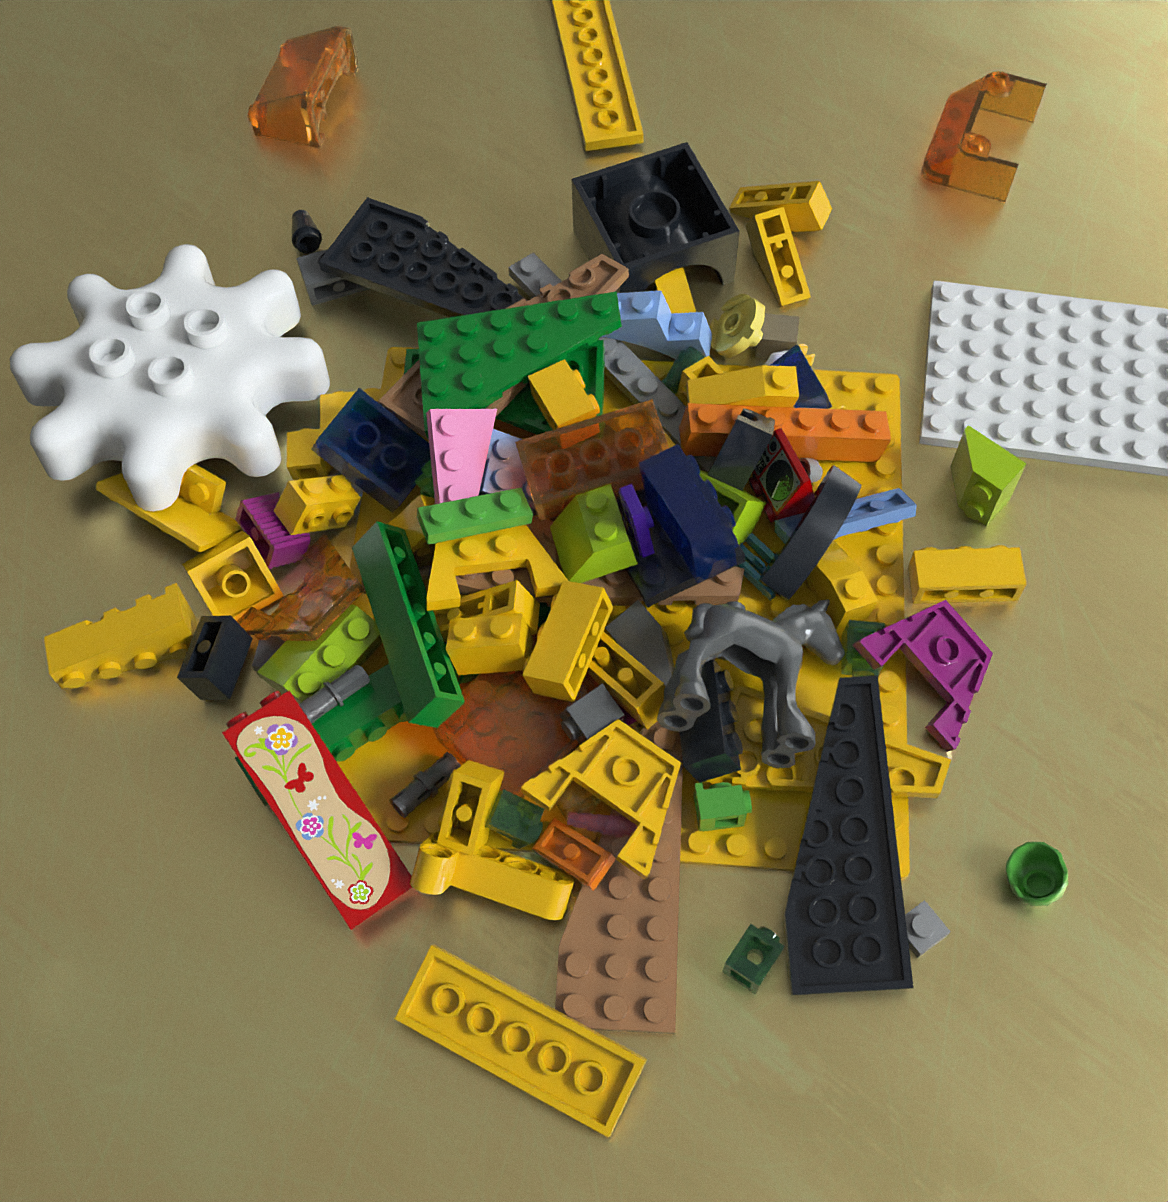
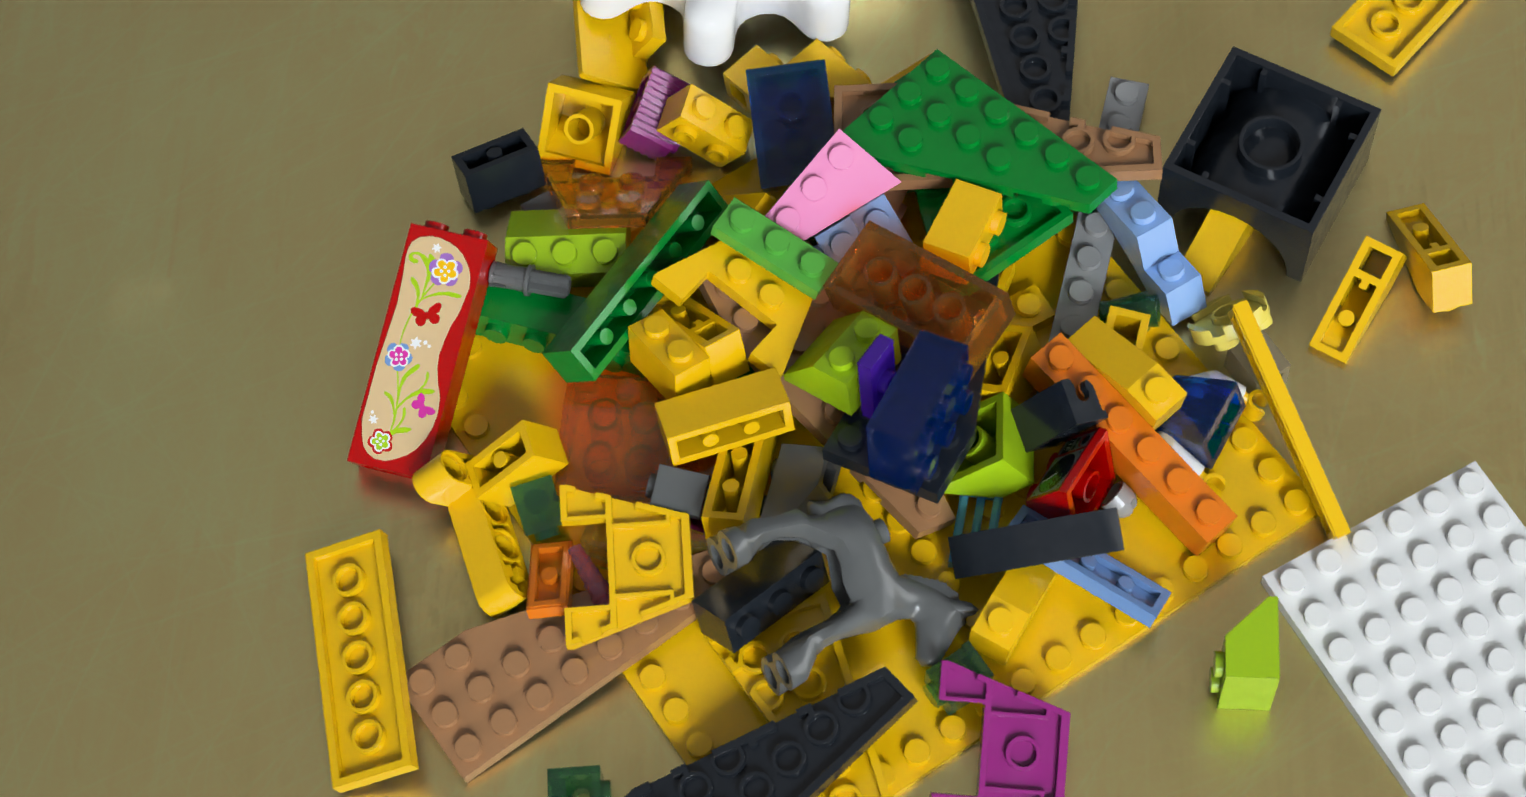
camera: 55 degrees right, 0 degrees up
(122, 640) = (456, 90): yellow wedge -> none
(424, 785) = (506, 416): dark grey pin -> none
(721, 806) = (694, 666): bright green brick -> none
(841, 340) = (1288, 421): none -> yellow tile
(966, 574) = (1131, 720): yellow brick -> none

